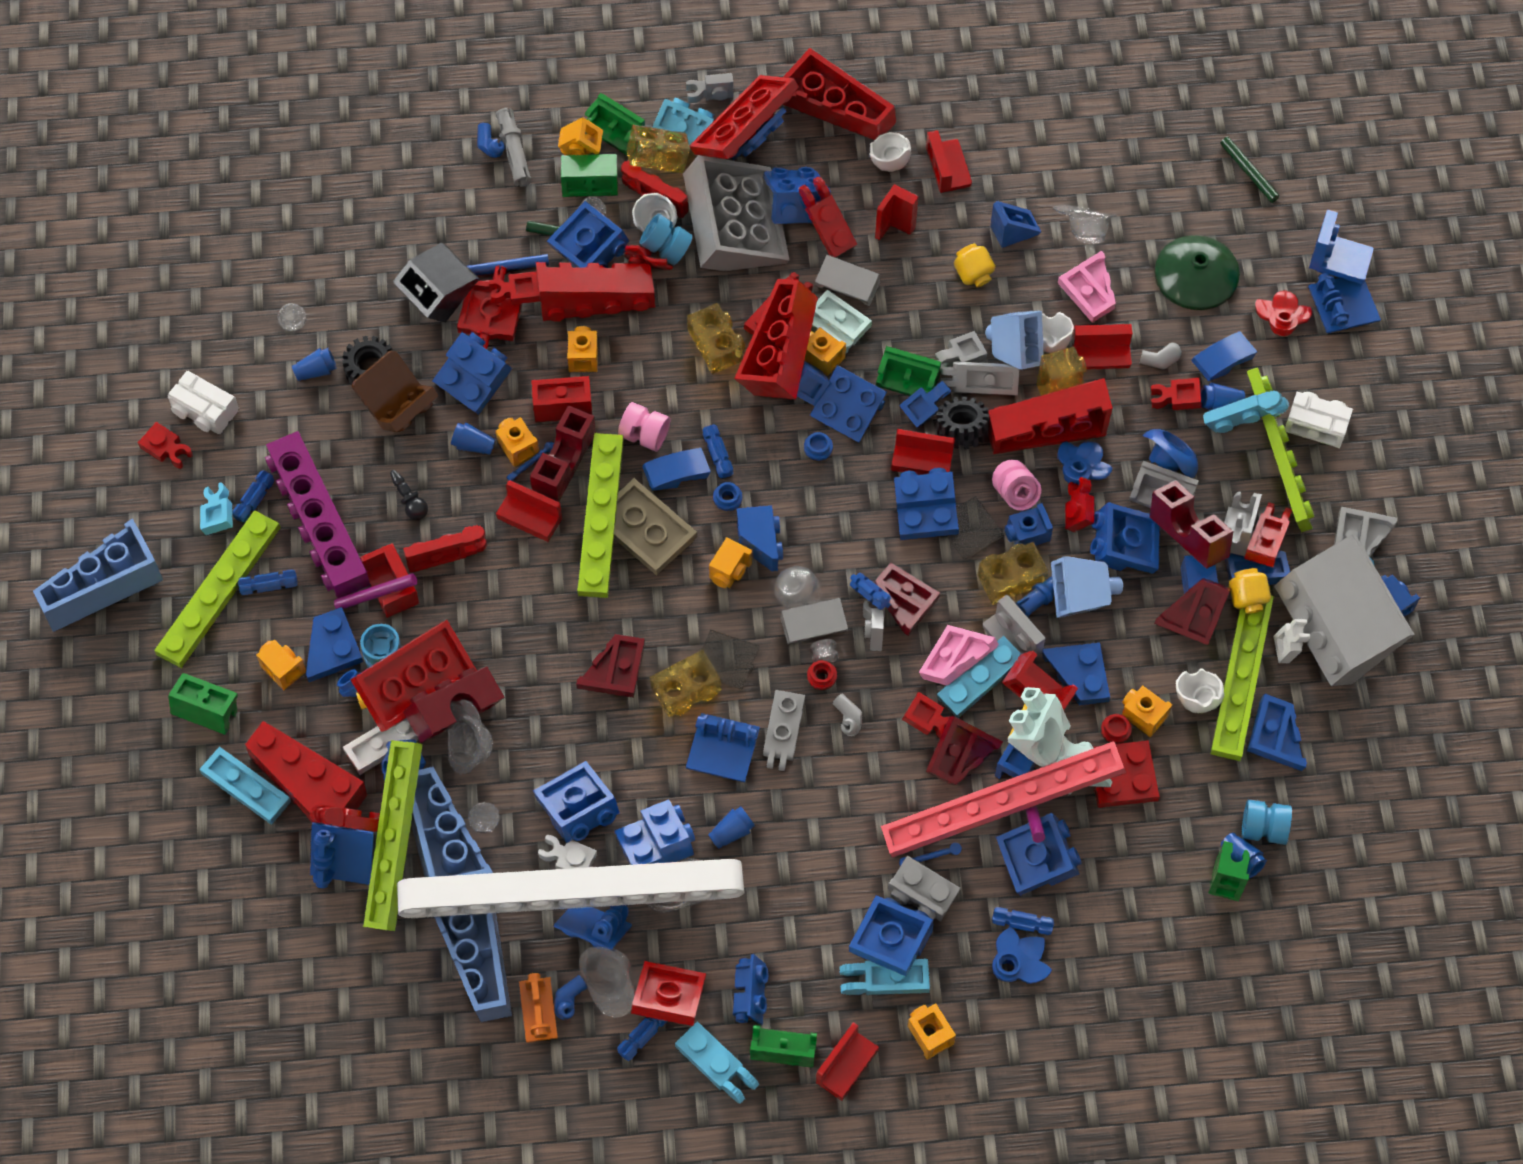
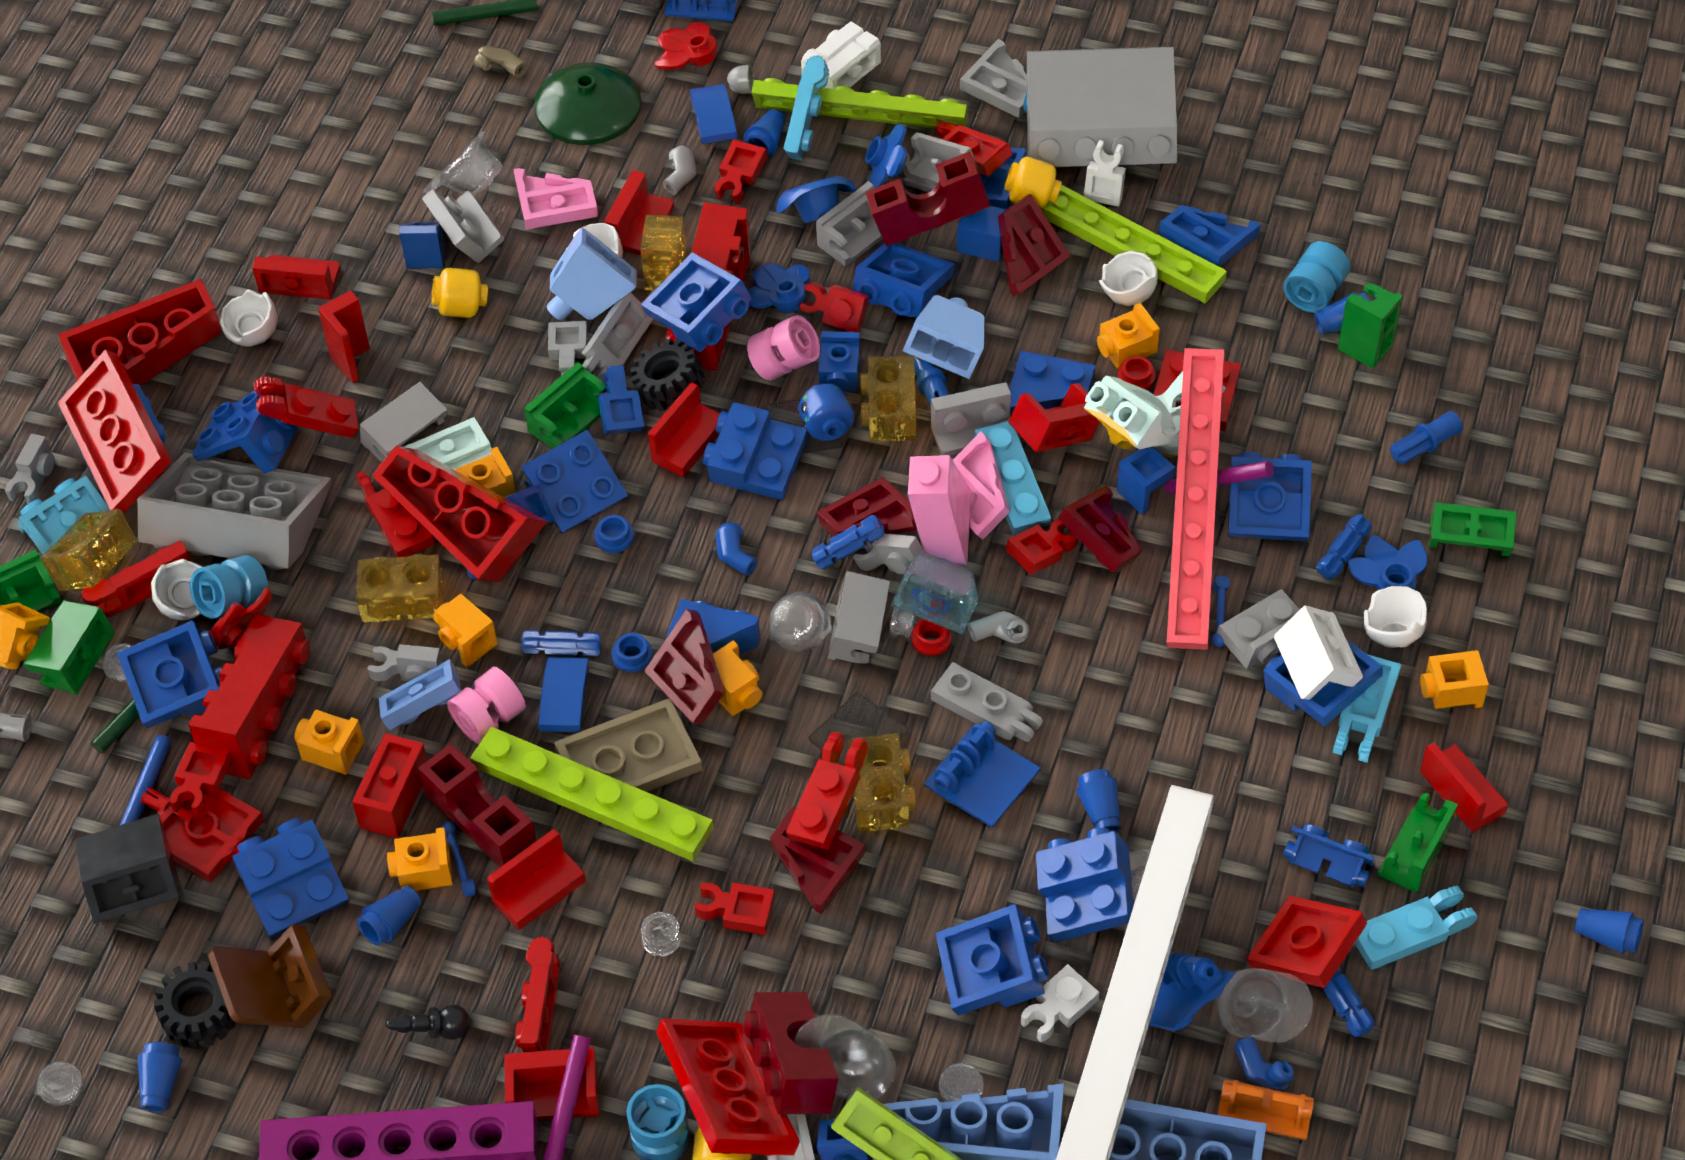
camera: 65 degrees left, 10 degrees down
(523, 608) = (660, 947): none -> clear bush
(559, 638) = (743, 909): none -> red plate
(634, 385) = (420, 694): none -> medium blue plate
(656, 653) = (827, 793): none -> red hinge
(658, 374) = (407, 661): none -> light grey plate
(698, 390) = (465, 629): none -> light orange brick
(716, 531) = (687, 669): none -> dark red wing
(839, 520) = (729, 549): none -> blue arm
(849, 659) = (937, 592): none -> clear light blue torso
(897, 924) = (1316, 651): none -> white panel
(913, 635) = (940, 507): none -> bright pink slope
(967, 972) = (1396, 616): none -> white hair
(975, 534) = (825, 410): none -> blue head
(1015, 411) = (698, 302): none -> blue plate
(1034, 240) = (465, 223): none -> light grey bracket
(1071, 1003) = (1472, 527): none -> green hinge
(1150, 948) = (1426, 437): none -> blue axle
(1209, 199) = (503, 57): none -> dark tan arm
(1237, 483) = (887, 156): none -> blue plate
(1268, 362) = (741, 79): none -> light grey hinge

